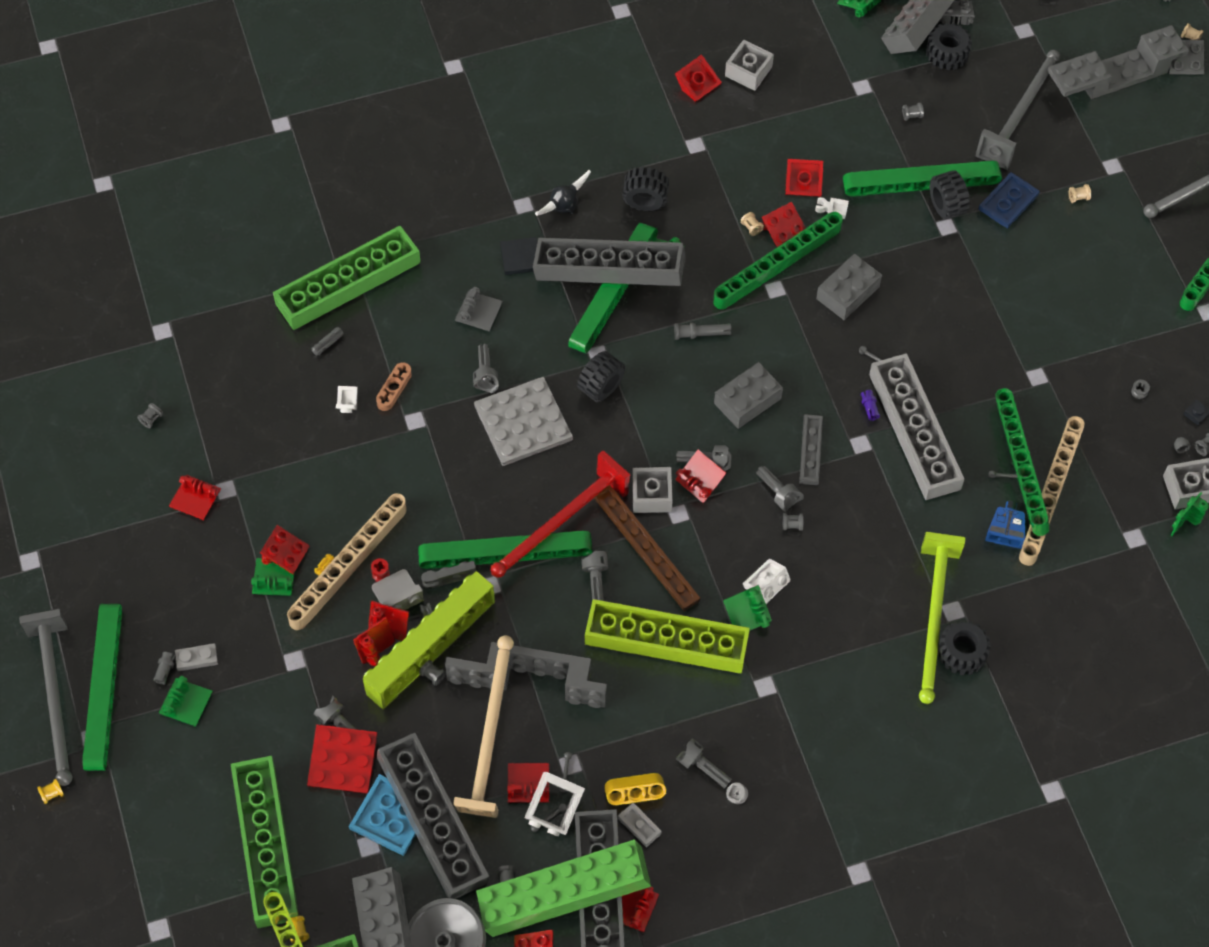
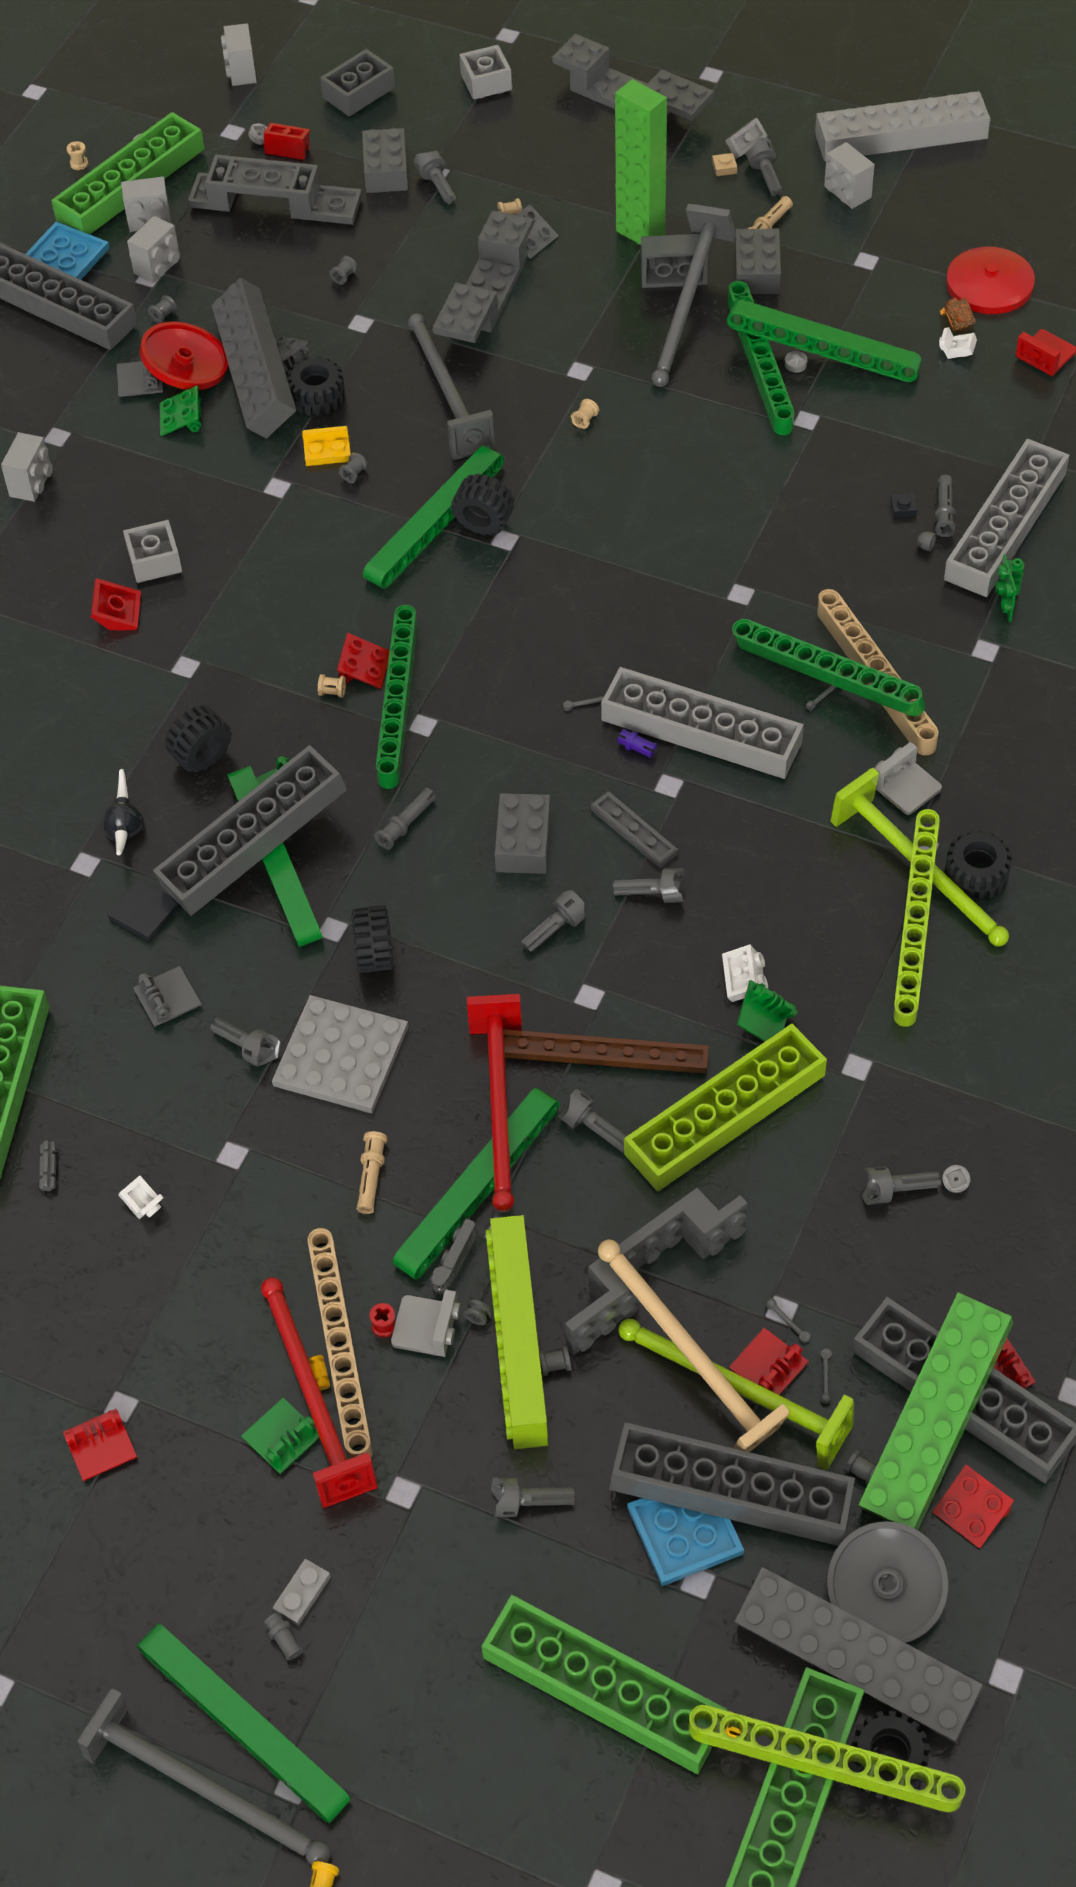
camera: 45 degrees left, 5 degrees down
(185, 701) = (346, 1645): green hinge -> none
(272, 624) = (344, 1477): none -> red piece
(284, 550) = (262, 1398): red hinge -> none
(342, 759) = (575, 1528): red plate -> none
(374, 641) = (467, 1392): red hinge -> none
(393, 394) = (170, 1153): nougat beam -> none
(396, 618) = (455, 1357): red hinge -> none
(470, 489) = (371, 1160): none -> tan pin
(510, 844) = (831, 1431): none -> lime piece
(570, 811) = (842, 1344): white window -> none
(639, 825) = (915, 1293): light grey plate -> none
(644, 792) = (870, 1266): yellow beam -> none
(652, 489) = (547, 994): light grey brick -> none
(700, 476) = (572, 941): hinge -> none
(793, 521) = (701, 903): dark grey bush -> none
(804, 177) = (328, 605): red slope -> none
(834, 205) = (385, 607): white plate -> none
(849, 286) = (491, 661): dark grey brick -> none
(895, 631) = (916, 927): none -> lime beam
(914, 86) = (326, 445): none -> yellow bracket
(987, 564) = (905, 781): none -> light grey bracket
(1007, 526) = (880, 733): blue torso -> none
(1009, 200) = (532, 470): dark blue plate -> none
(1142, 385) = (832, 523): dark grey bush -> none

